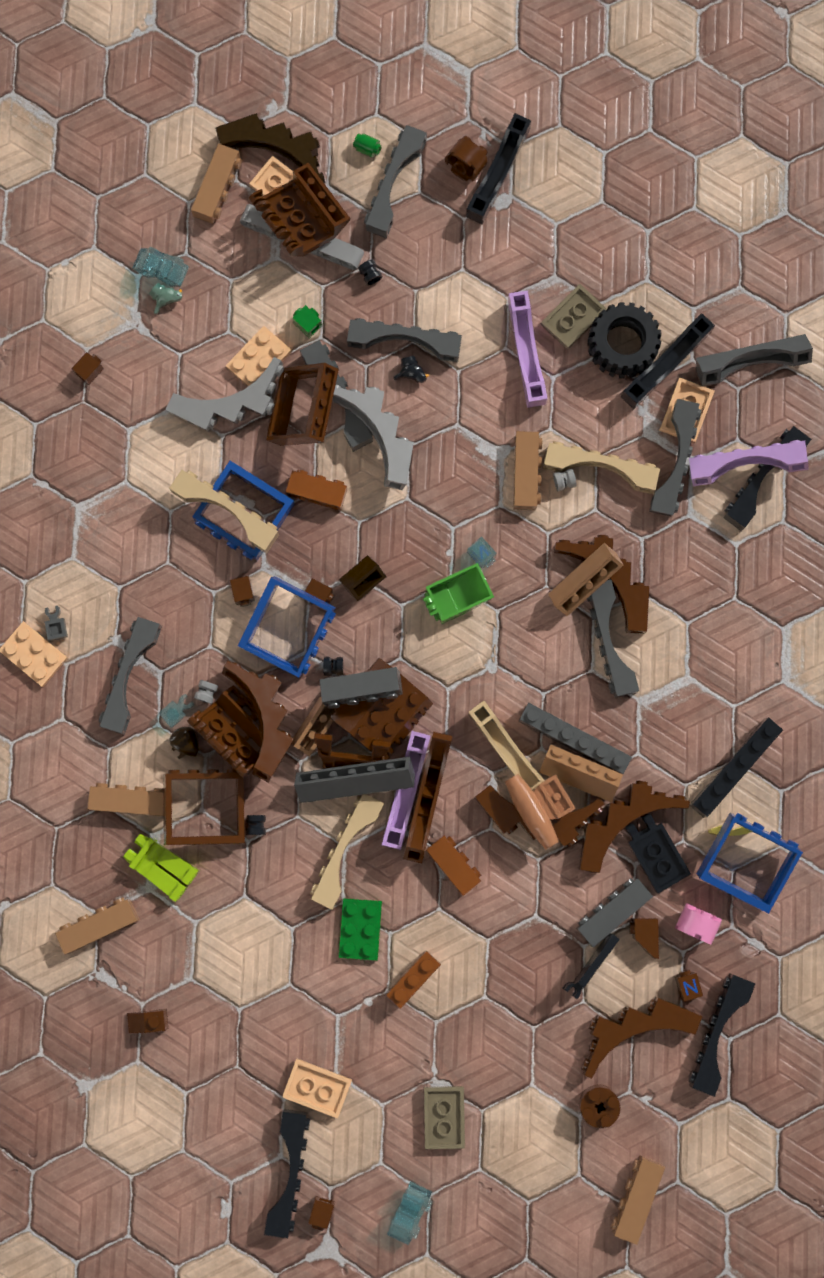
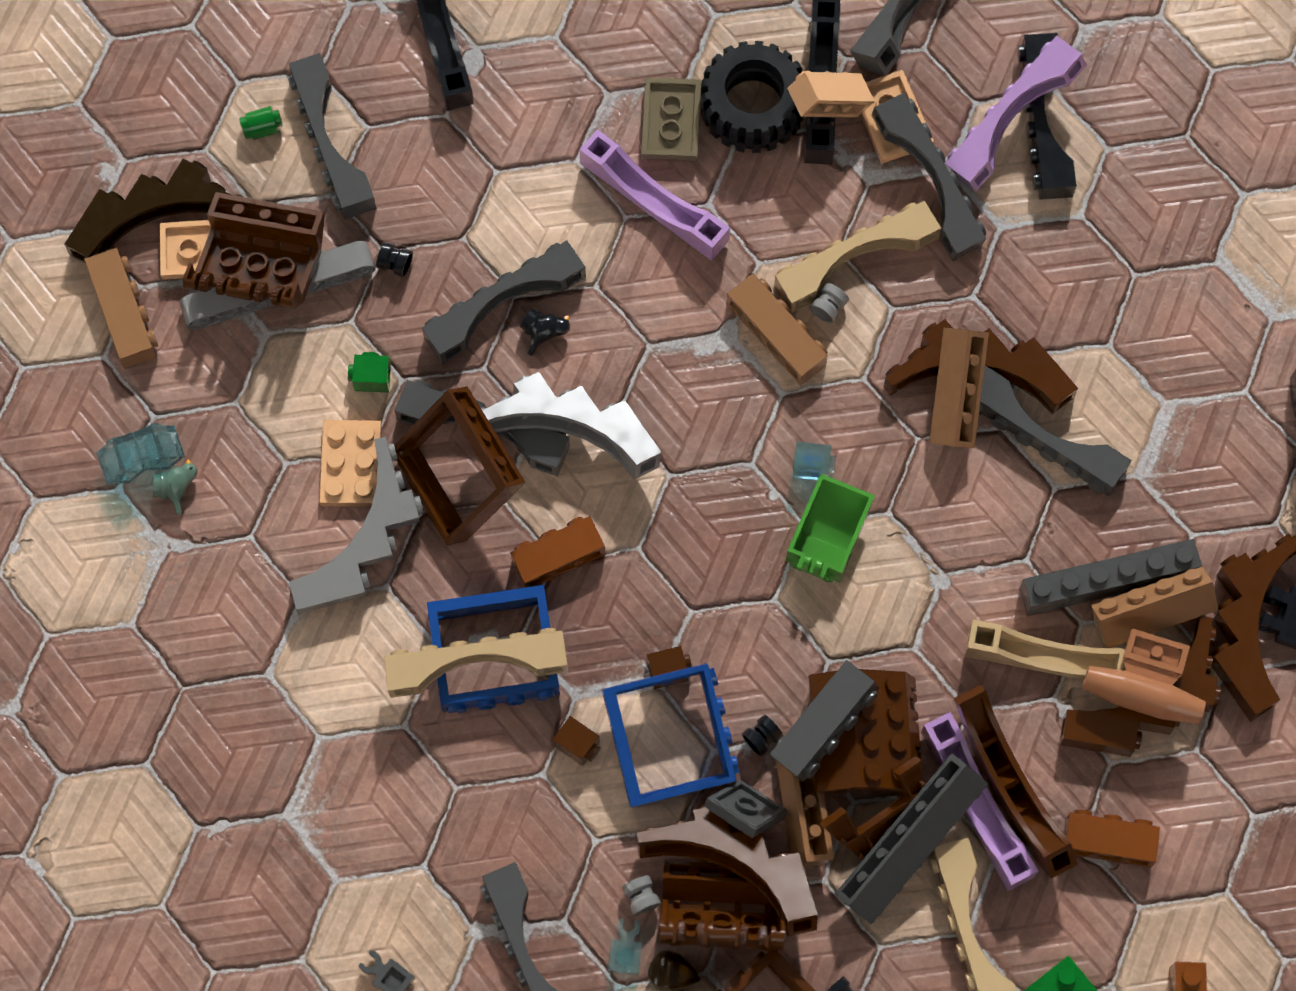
camera: 40 degrees left, 10 degrees down
(88, 368) = (155, 642): reddish brown brick -> none
(290, 695) = (746, 808): none -> dark grey tile
(362, 578) = (704, 604): dark brown brick -> none
(466, 159) = (393, 45): reddish brown brick -> none
(661, 372) = (830, 94): none -> light nougat brick

